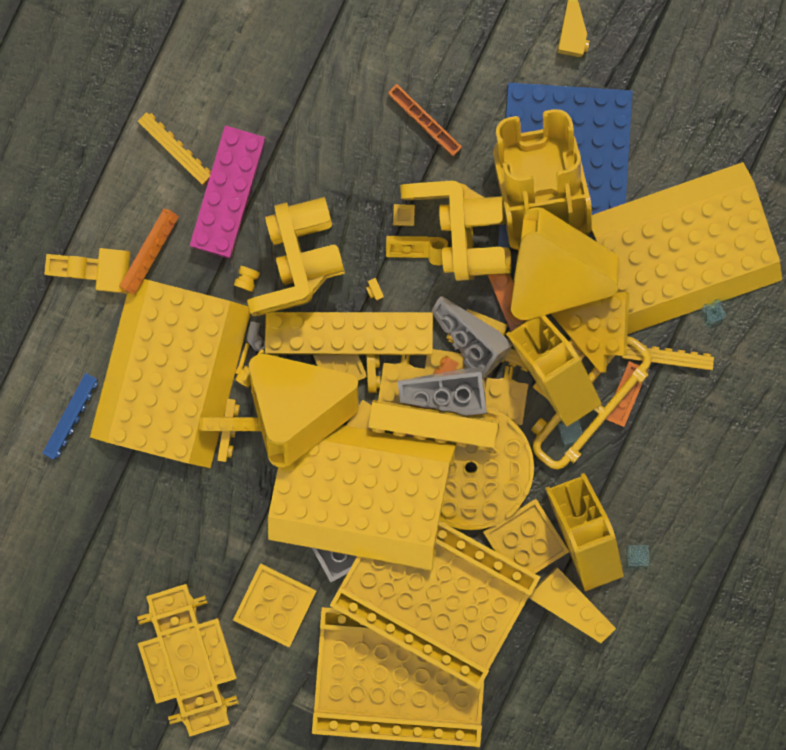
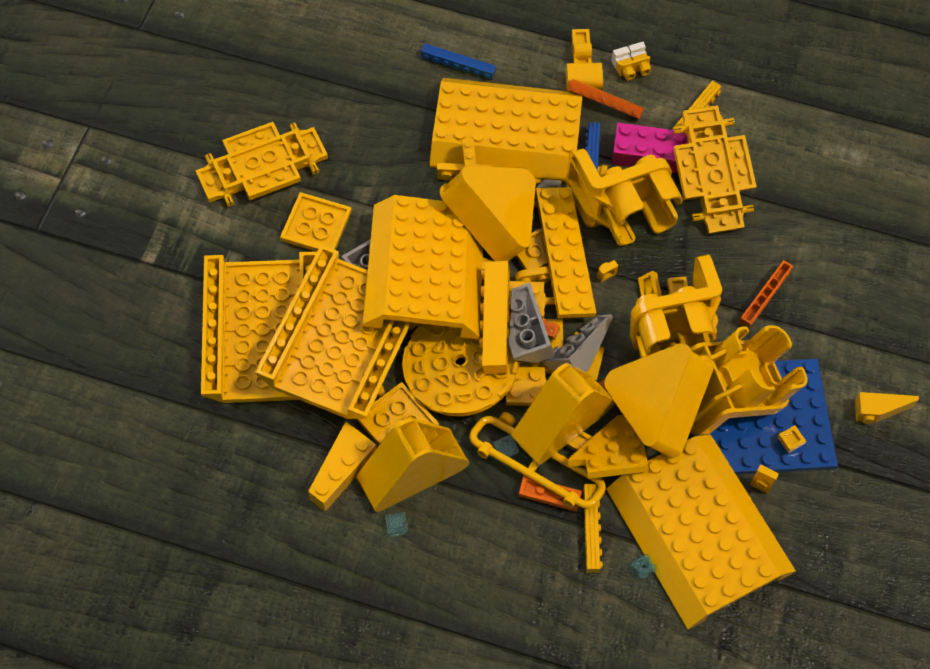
camera: 80 degrees right, 25 degrees down
(96, 201) = (631, 60): none -> yellow hips
(222, 280) = (592, 142): none -> blue piece
(268, 147) = (714, 169): none -> yellow piece
(603, 133) = (791, 439): none -> yellow plate
(644, 173) = (764, 479): none -> yellow plate

